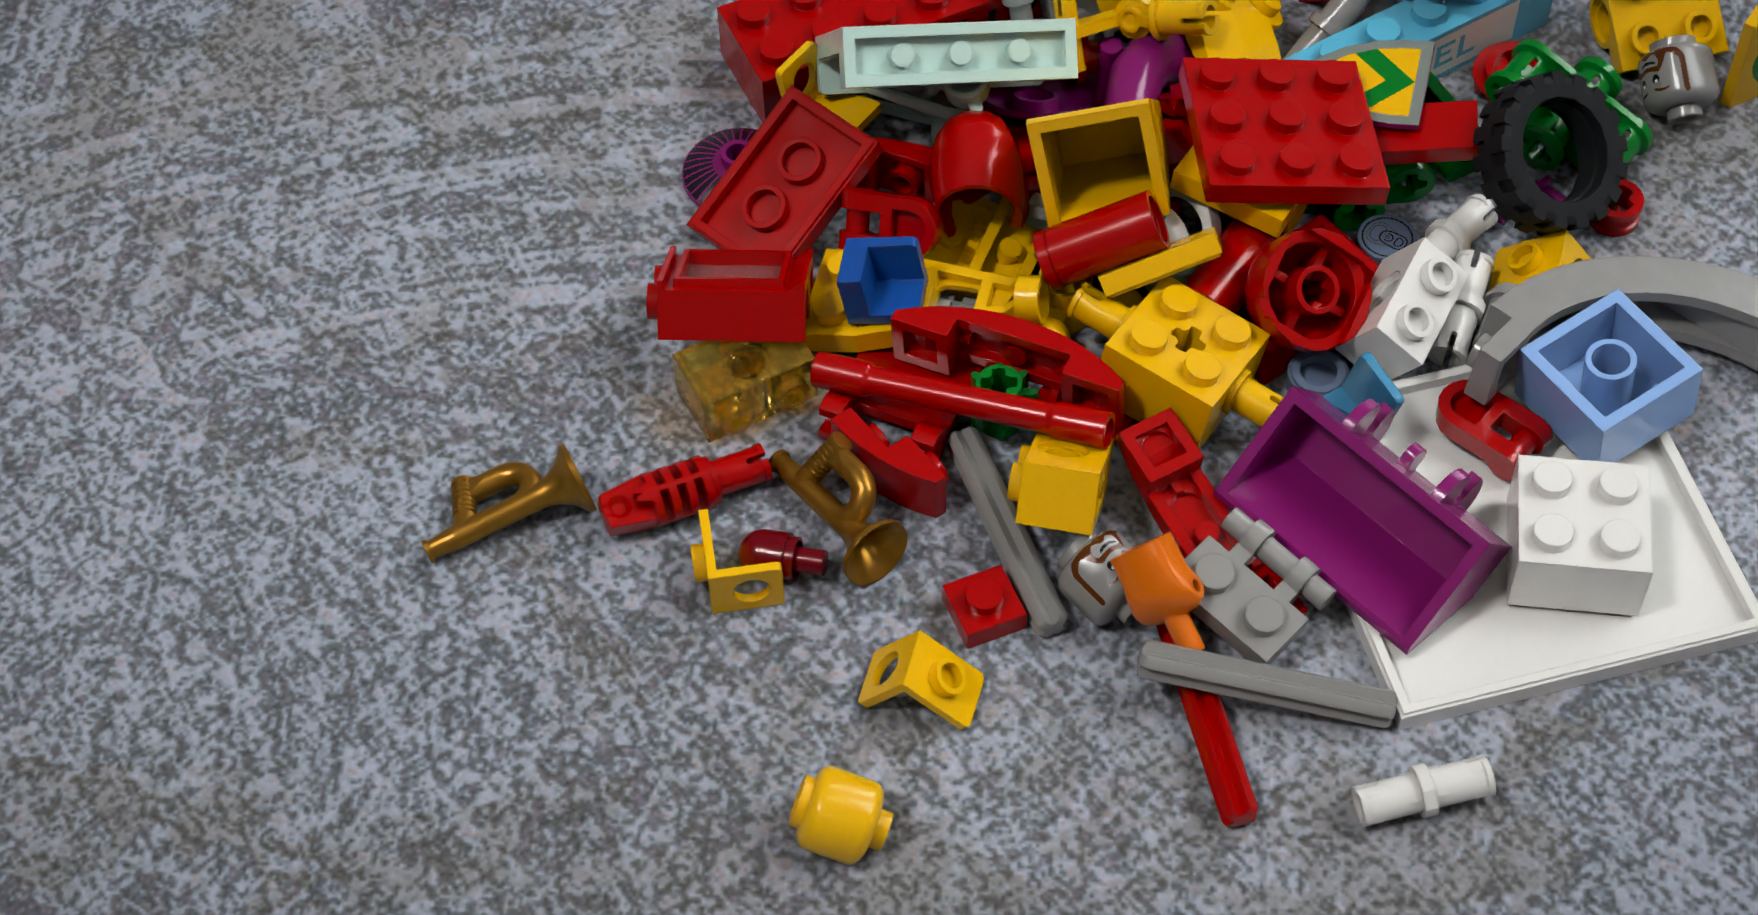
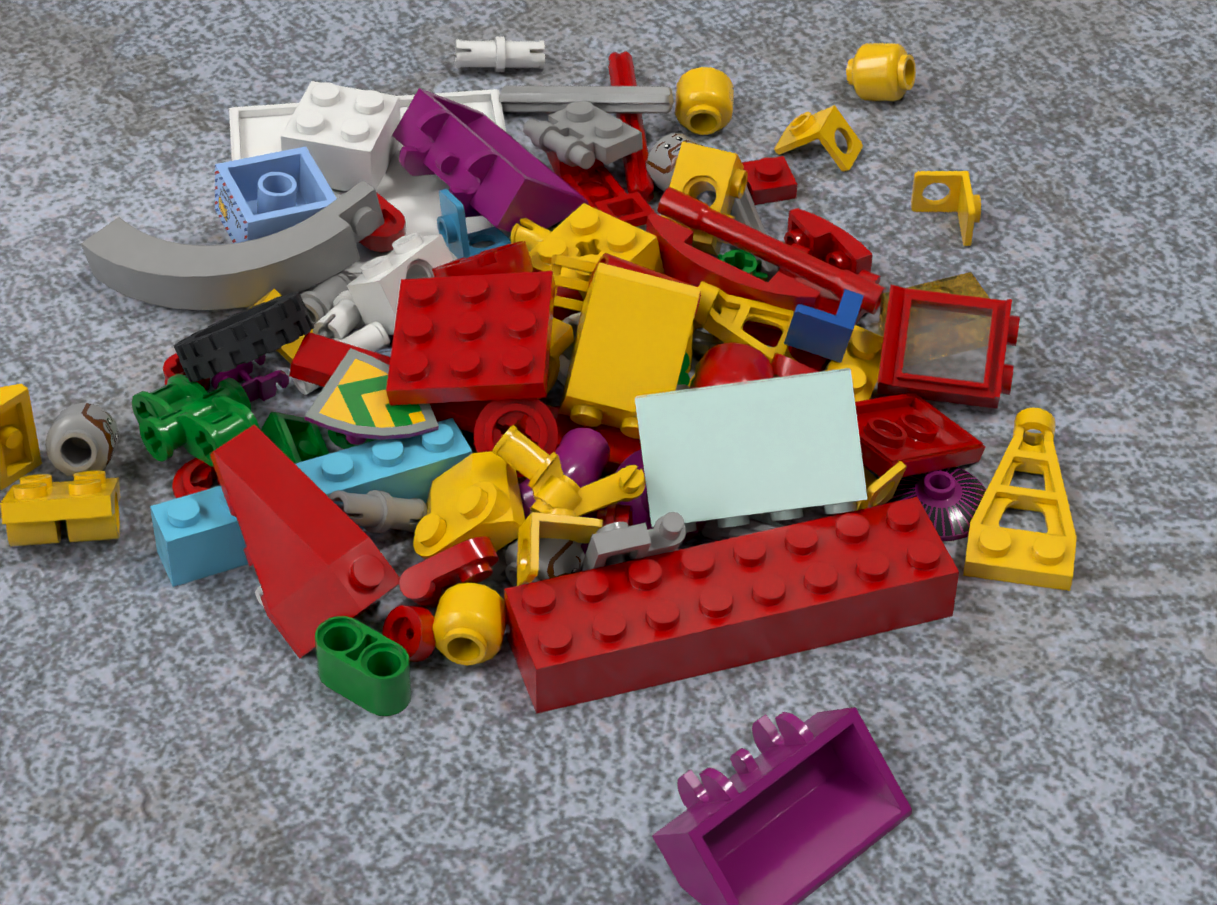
camera: 175 degrees left, 10 degrees down
(558, 487) = (1074, 261): pearl gold piece -> none
(645, 111) = (1023, 554): none -> yellow plate
(680, 490) = (988, 256): red hinge -> none
(782, 547) = (914, 216): dark red cylinder -> none
(871, 548) = (847, 200): pearl gold piece -> none
(1095, 709) = (704, 100): none -> yellow head
(1161, 588) = (652, 119): orange piece -> none

